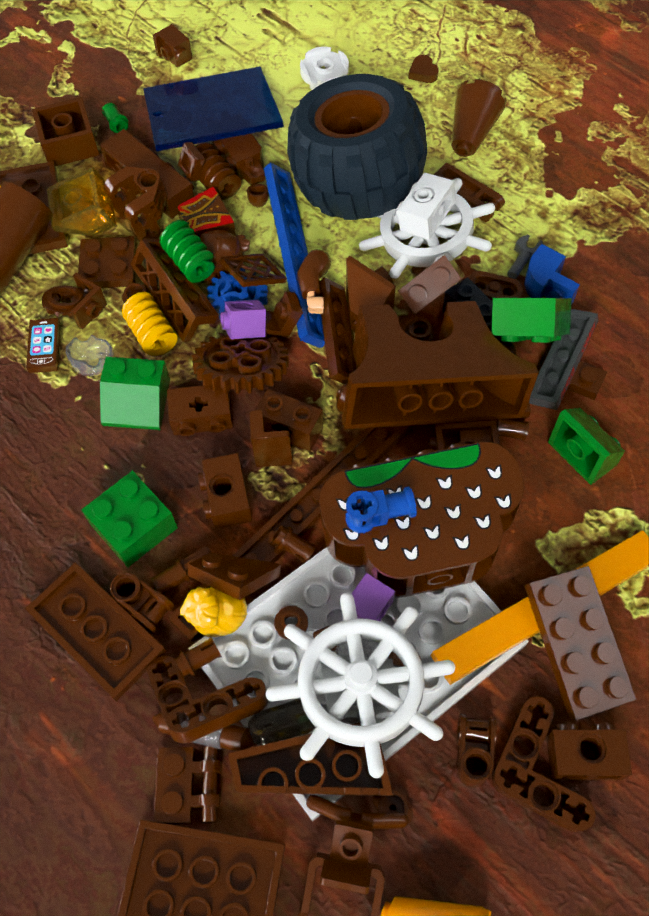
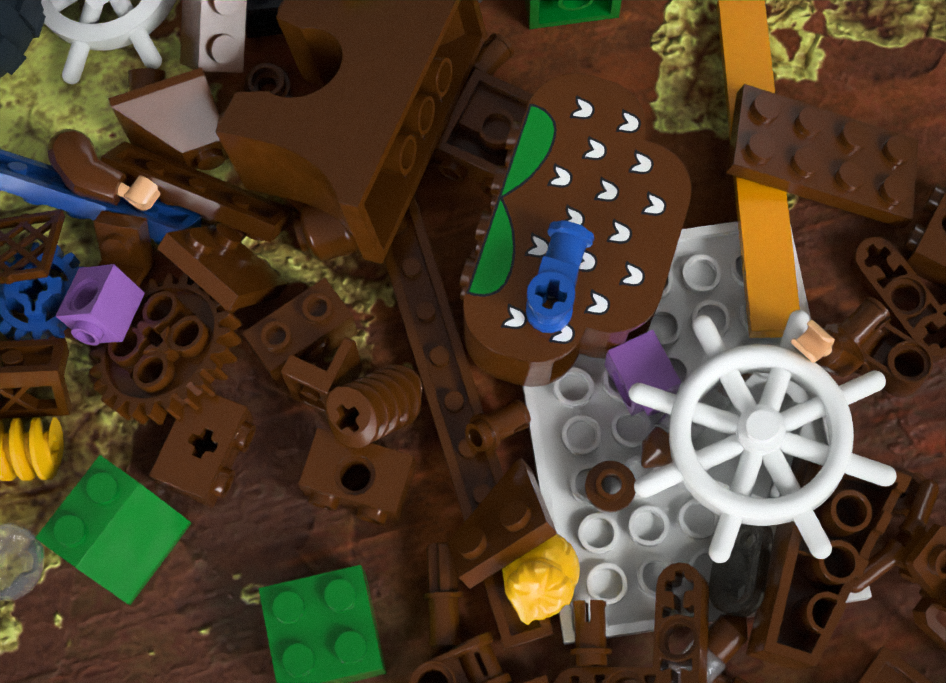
camera: 60 degrees left, 10 degrees up
(266, 472) = (374, 405): none -> reddish brown piece
(300, 362) = (222, 265): none -> reddish brown plate
(454, 708) = (839, 345): none -> reddish brown arm

